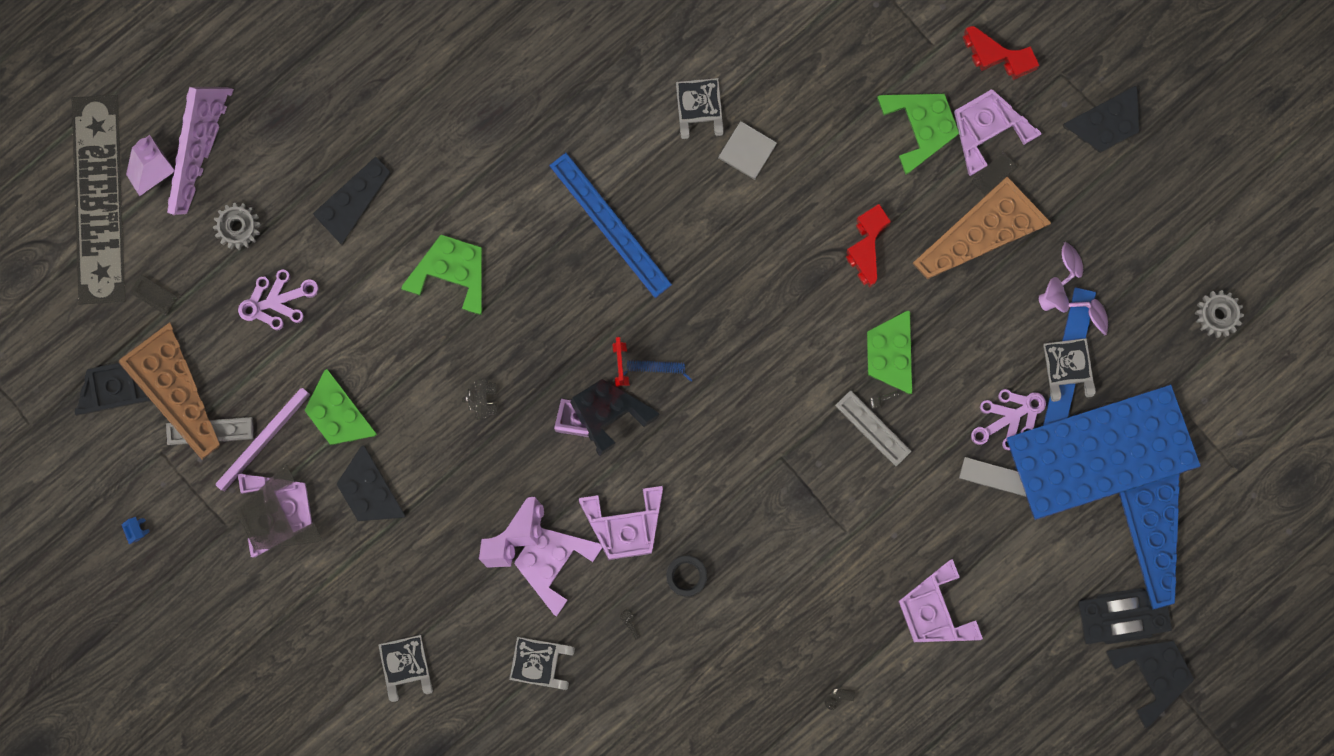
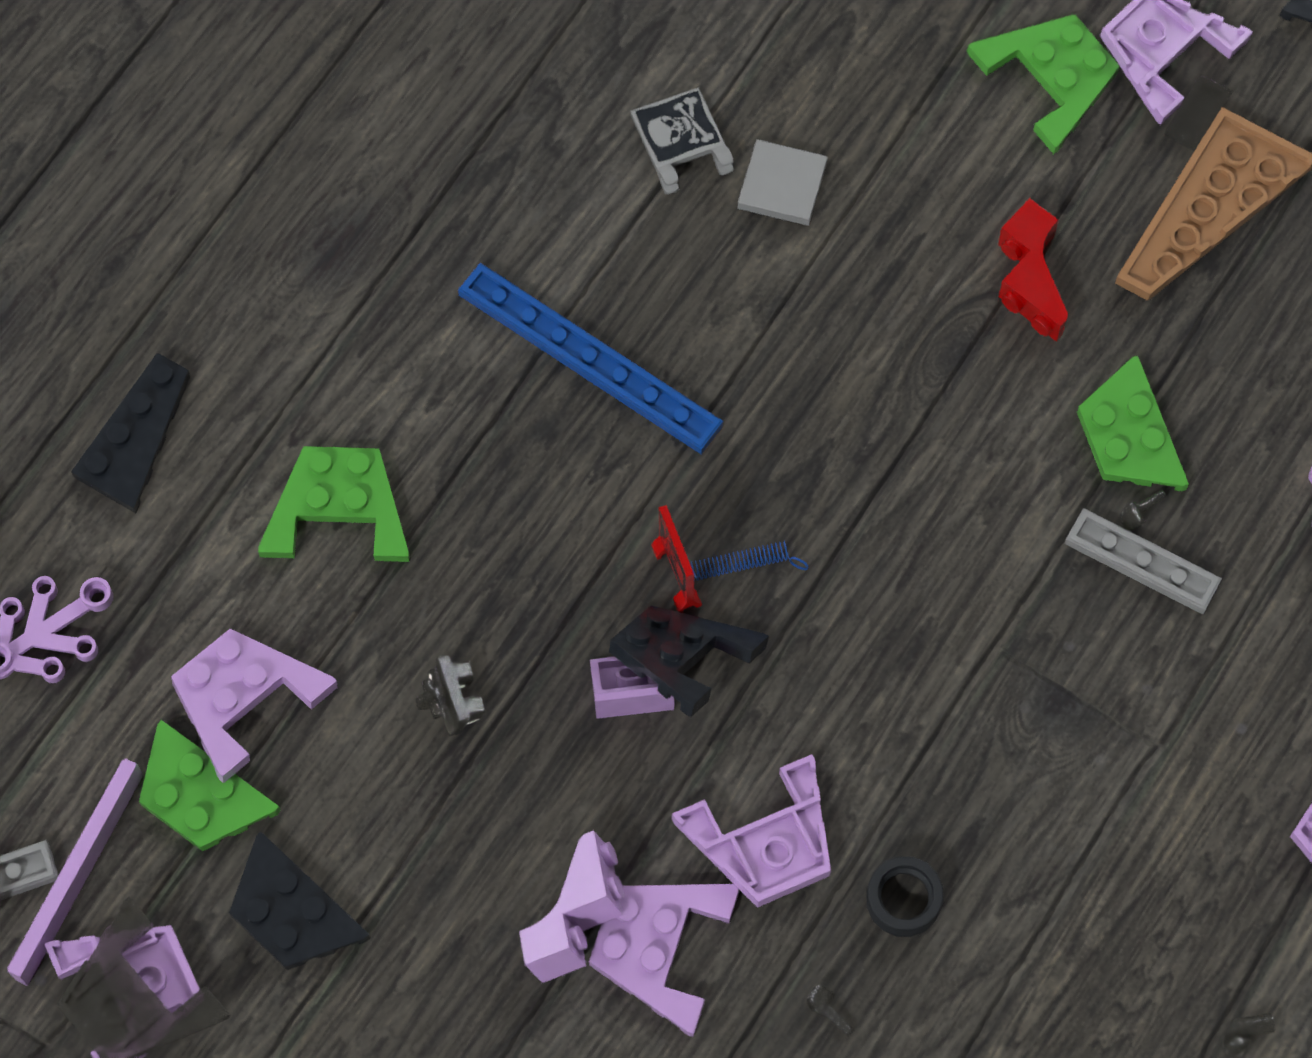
camera: 20 degrees left, 15 degrees down
(367, 358) = (230, 682): none -> lavender wing

